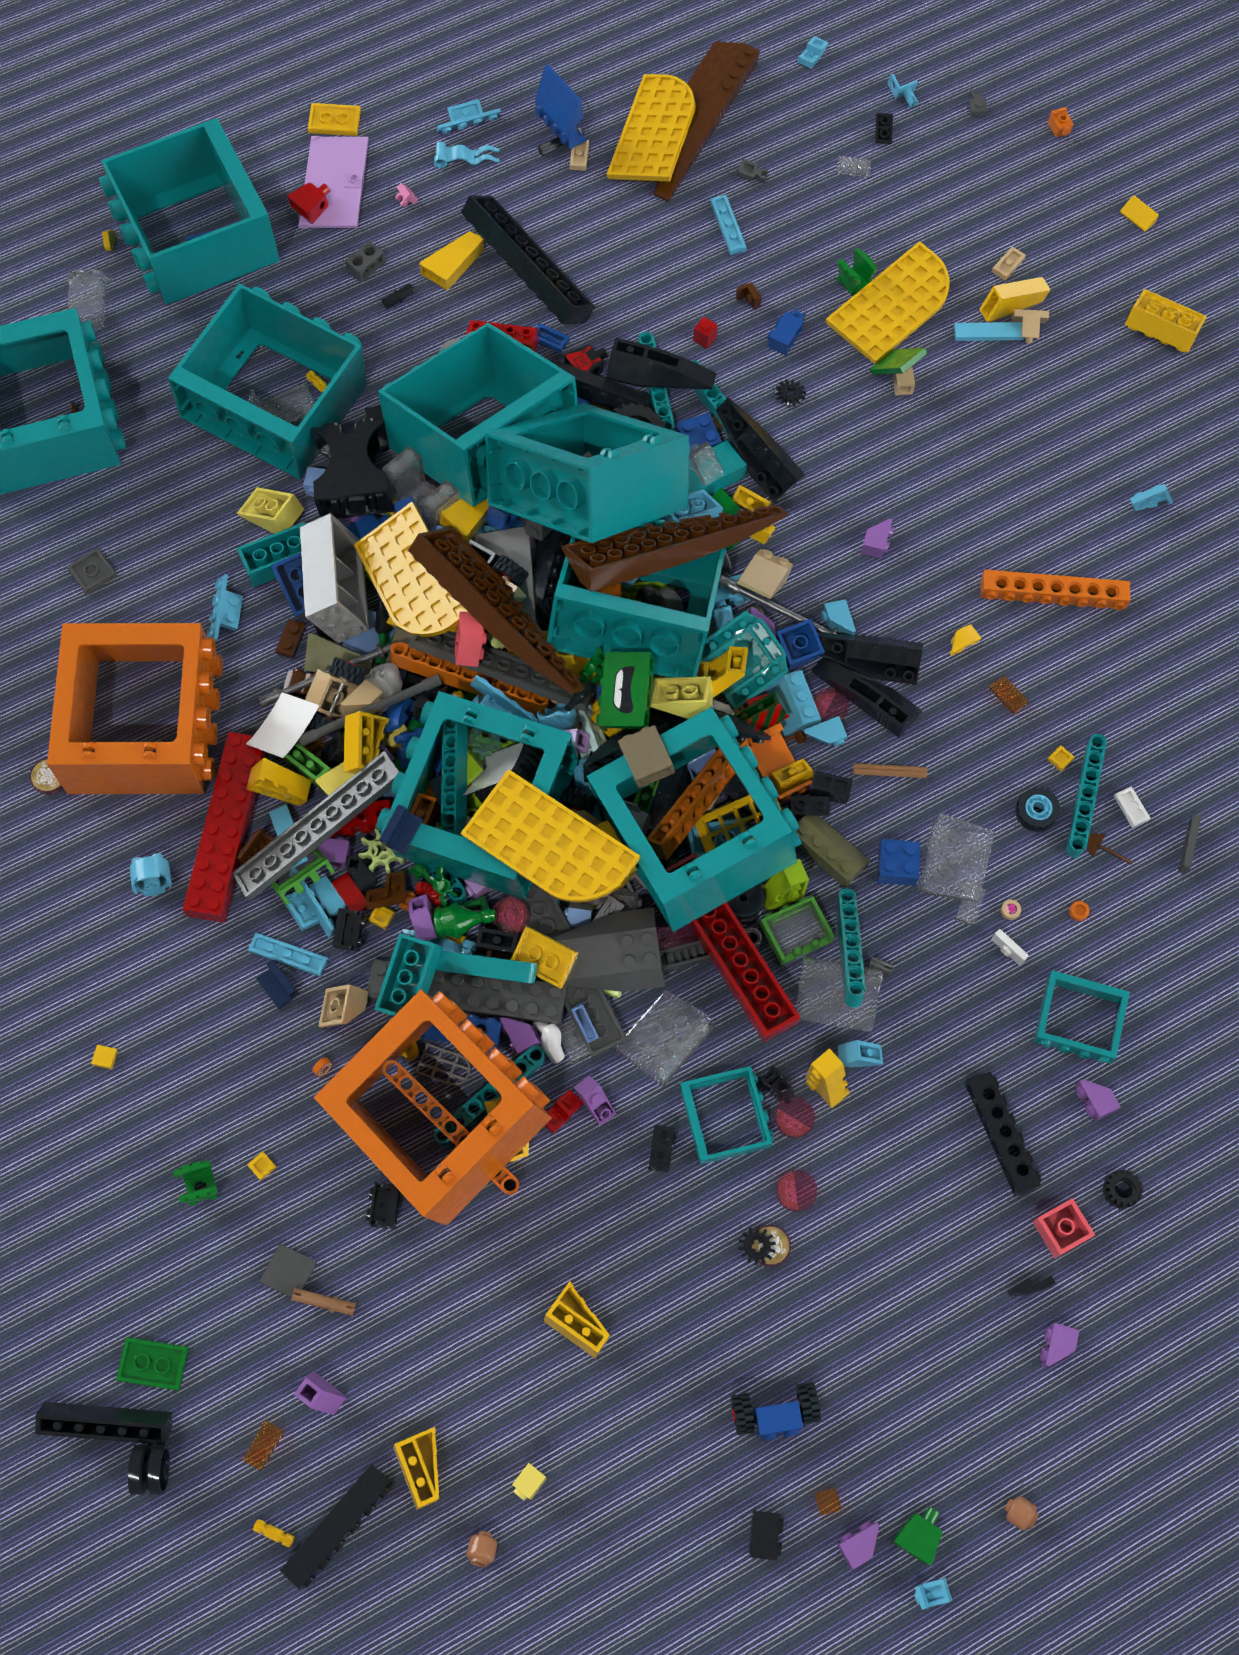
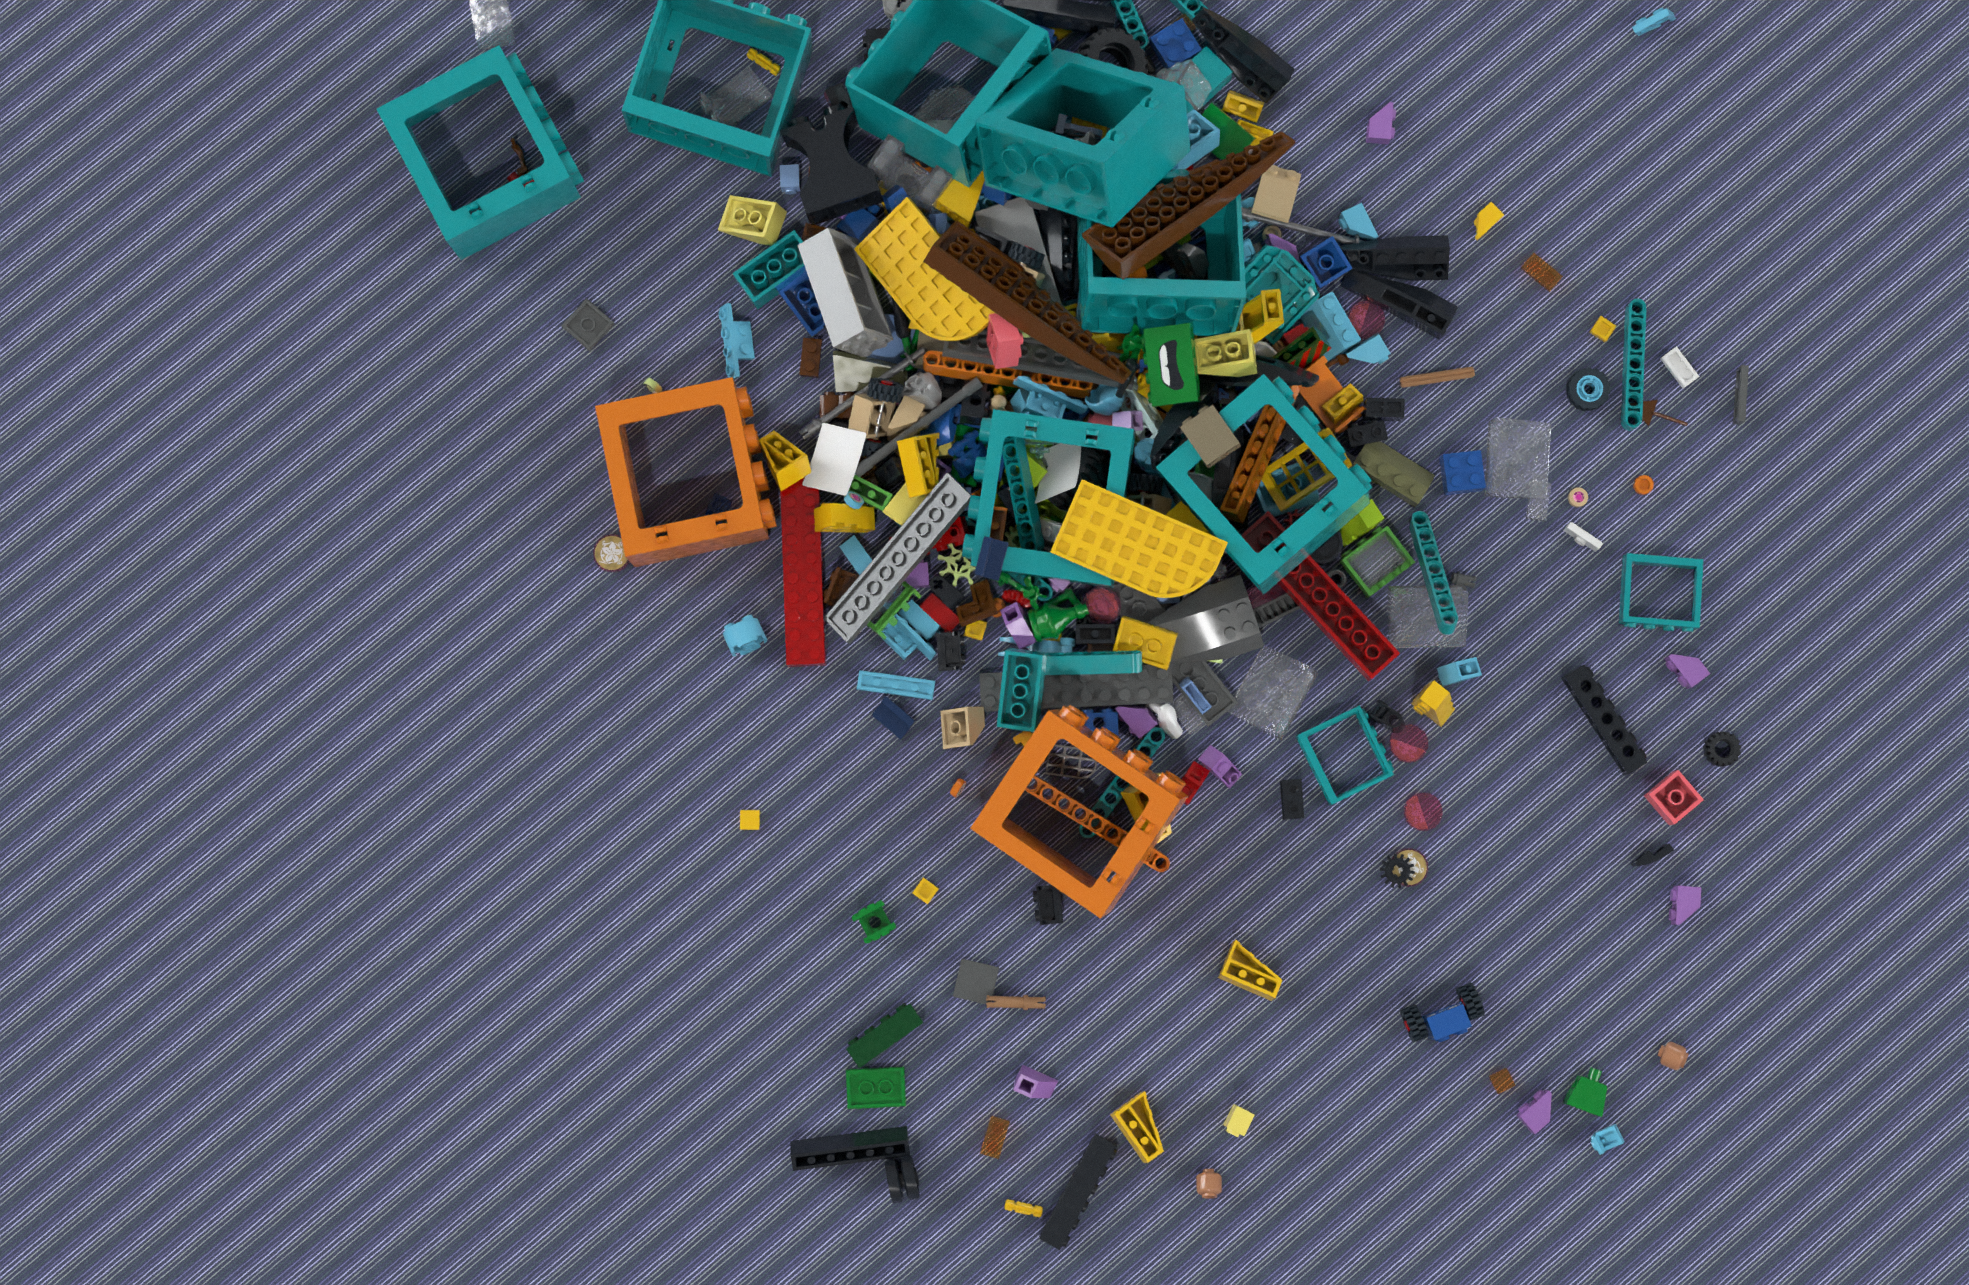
camera: 10 degrees left, 15 degrees up
(176, 1308) = (884, 1035): none -> dark green brick
(235, 718) = (784, 460): none -> yellow wedge
(290, 765) = (853, 500): none -> medium azure tile
(764, 1535) = (1452, 1121): black hinge -> none
(1062, 584) = (1634, 133): orange brick -> none

